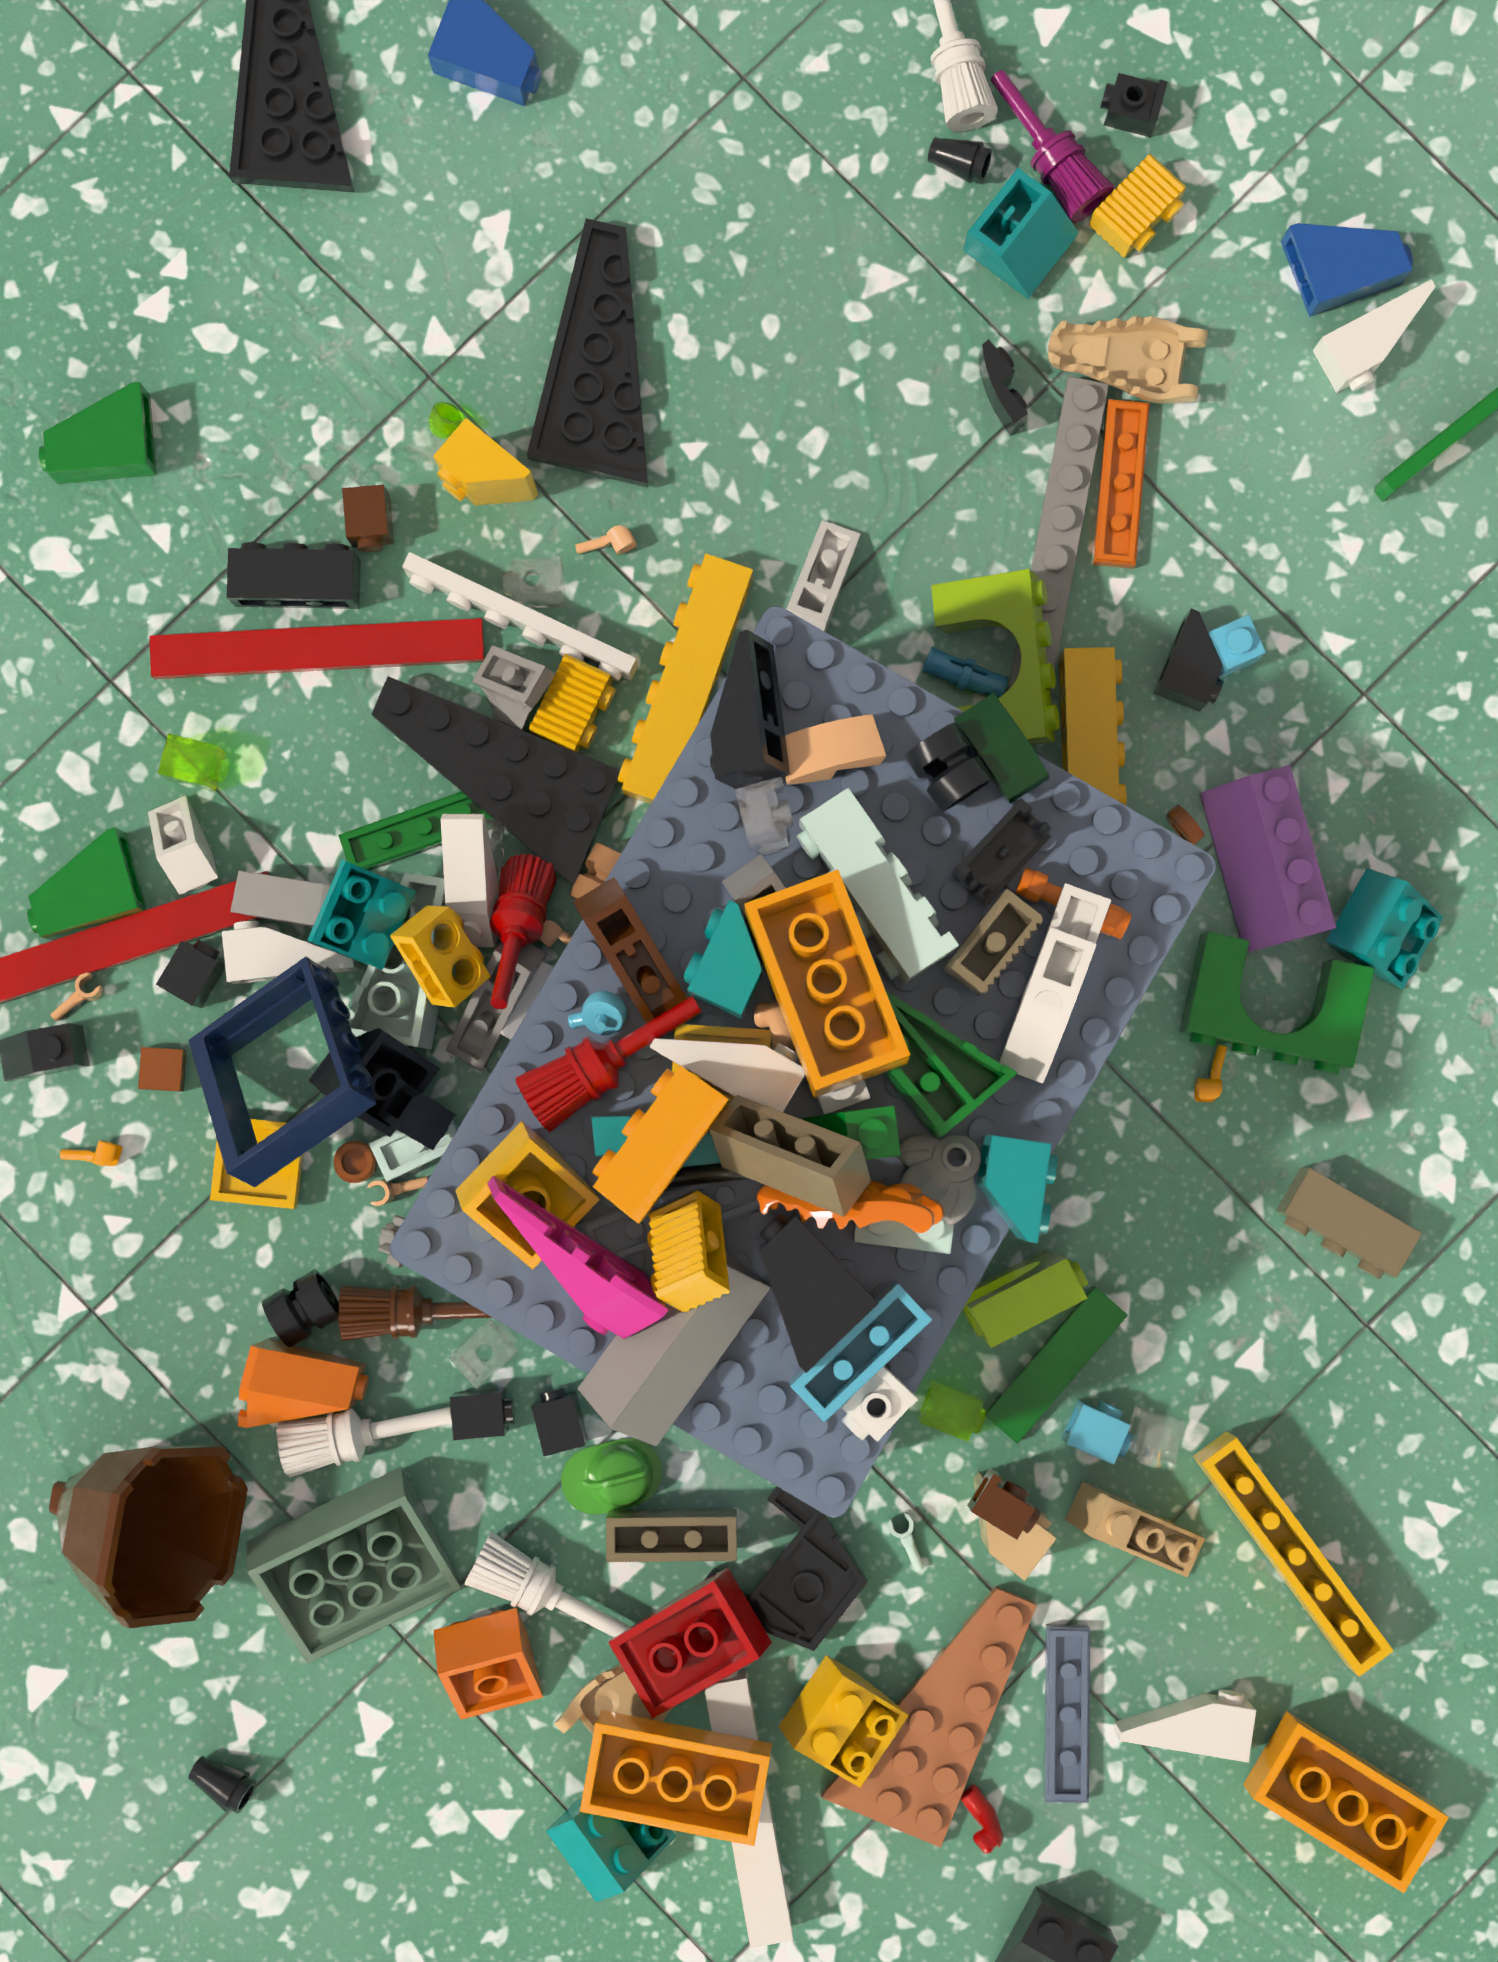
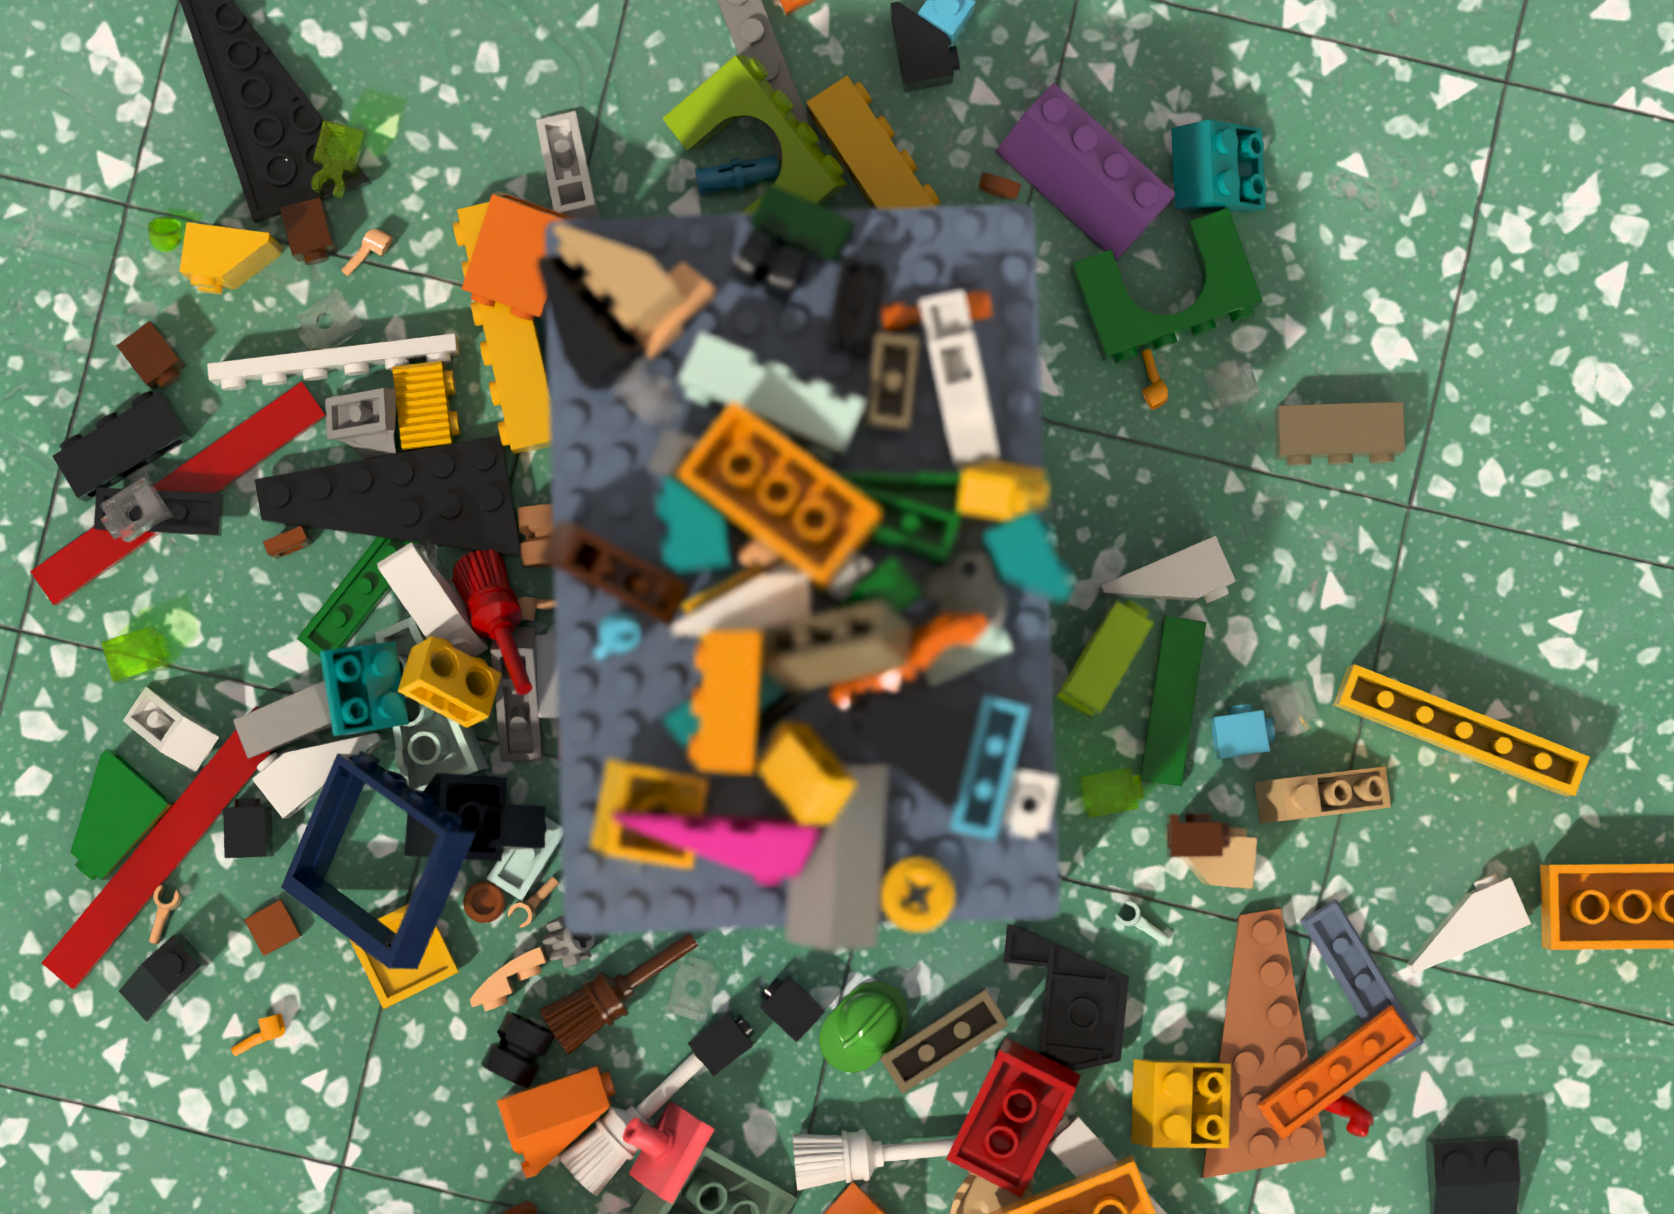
camera: 30 degrees left, 0 degrees up
(253, 627) = (137, 494): none -> clear brick
(288, 652) = (191, 512): none -> black plate
(321, 1243) = (497, 986): none -> light nougat slope
(373, 1479) = (667, 1149): none -> coral tile
(382, 748) = (288, 542): none -> dark orange tile
(568, 494) = (309, 231): none -> reddish brown brick
(591, 1068) = (637, 680): red piece -> none
(635, 440) = (337, 151): none -> clear neon green plate
(705, 1437) = (938, 899): none -> yellow gear
(714, 618) = (507, 253): none -> orange brick
(814, 697) = (629, 277): none -> tan slope
(995, 1781) = (1336, 1072): none -> orange tile
(1033, 1106) = (1002, 490): none -> yellow brick
(1136, 1263) = (1181, 576): none -> white slope
(1279, 1122) = (1231, 384): none -> clear brick

